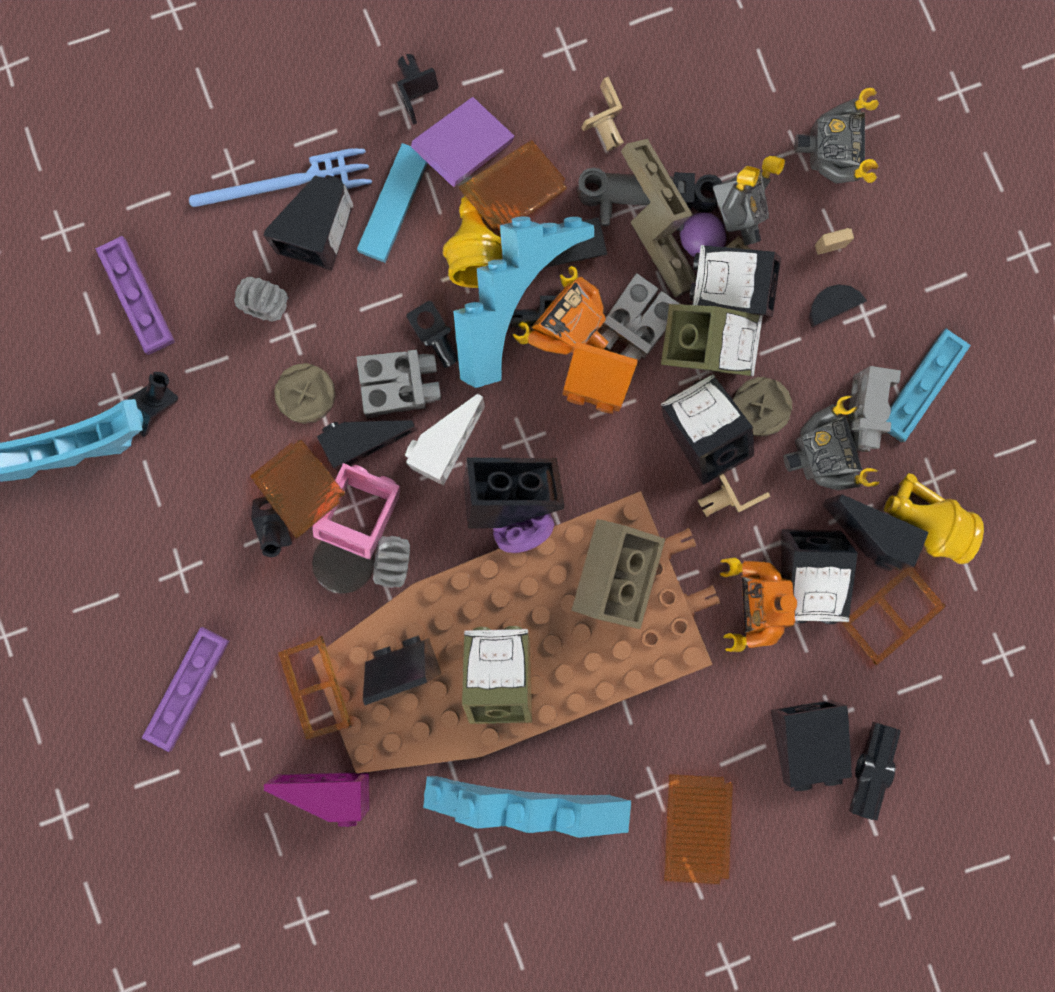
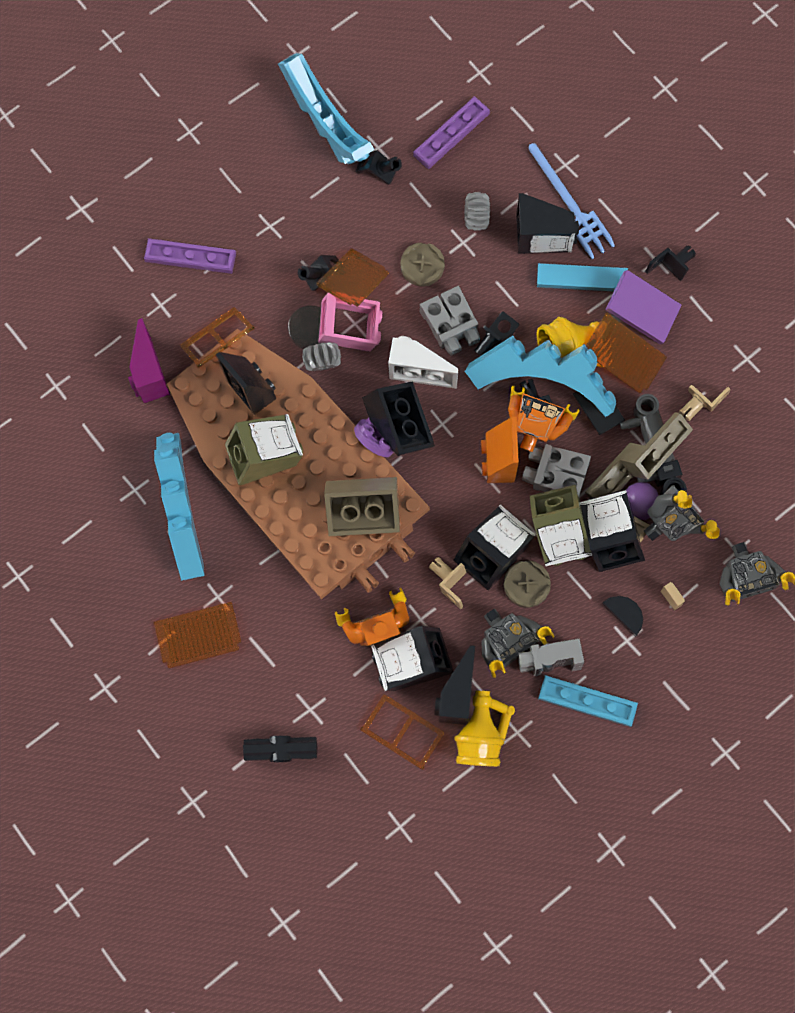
camera: 80 degrees right, 10 degrees down
(356, 440) = (399, 307): black slope -> none
(813, 744) = (284, 693): black slope -> none

